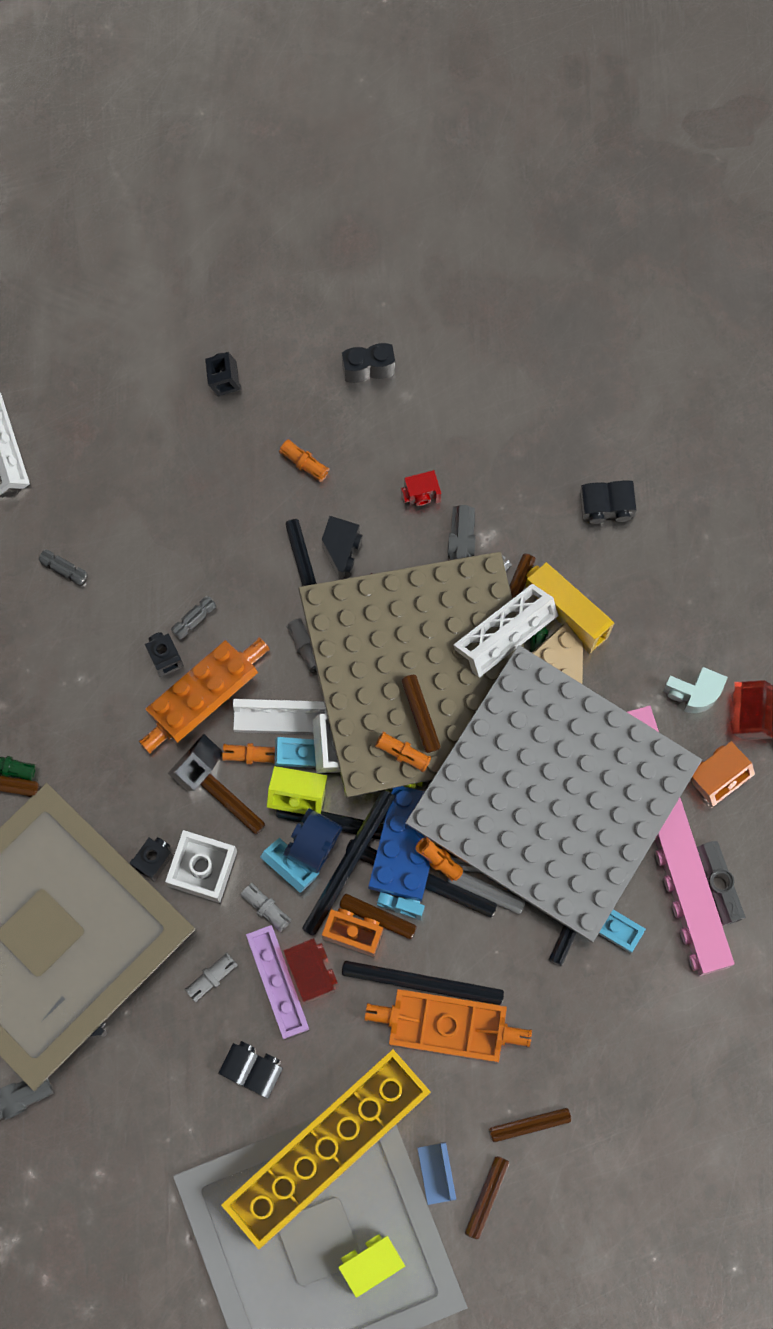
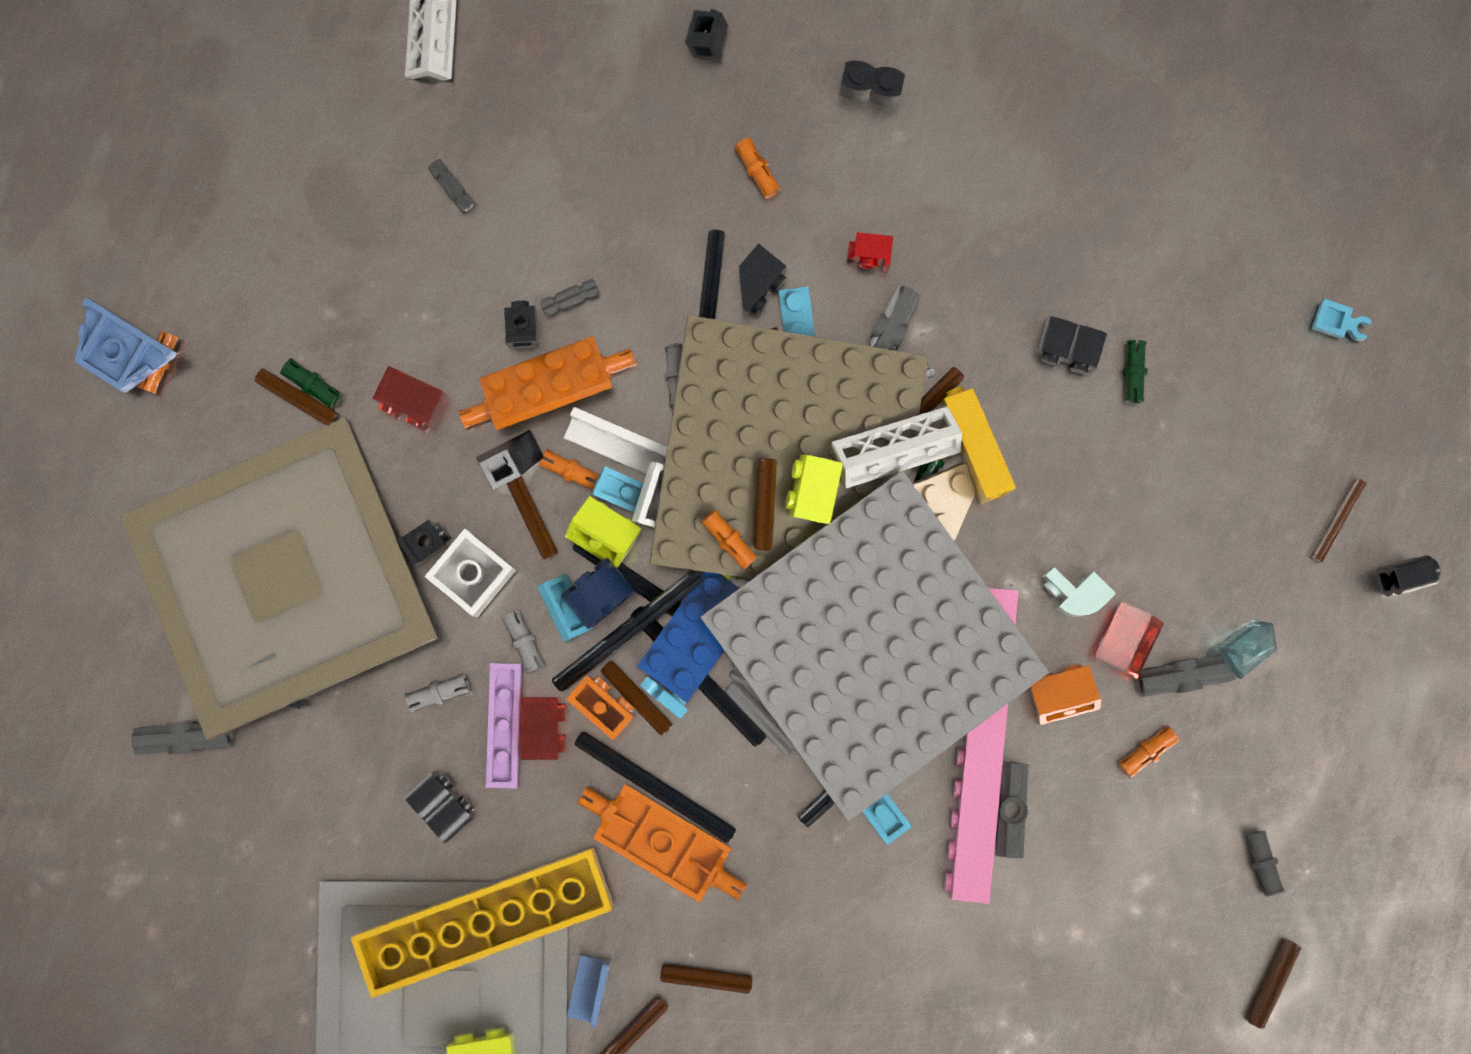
camera: 25 degrees right, 10 degrees up
(94, 746) = (409, 397): none -> clear red brick
(379, 556) = (796, 311): none -> medium azure plate
(439, 859) = (722, 667): orange pin -> none
(454, 686) = (813, 488): none -> neon yellow brick
(667, 503) = (1135, 371): none -> dark green pin

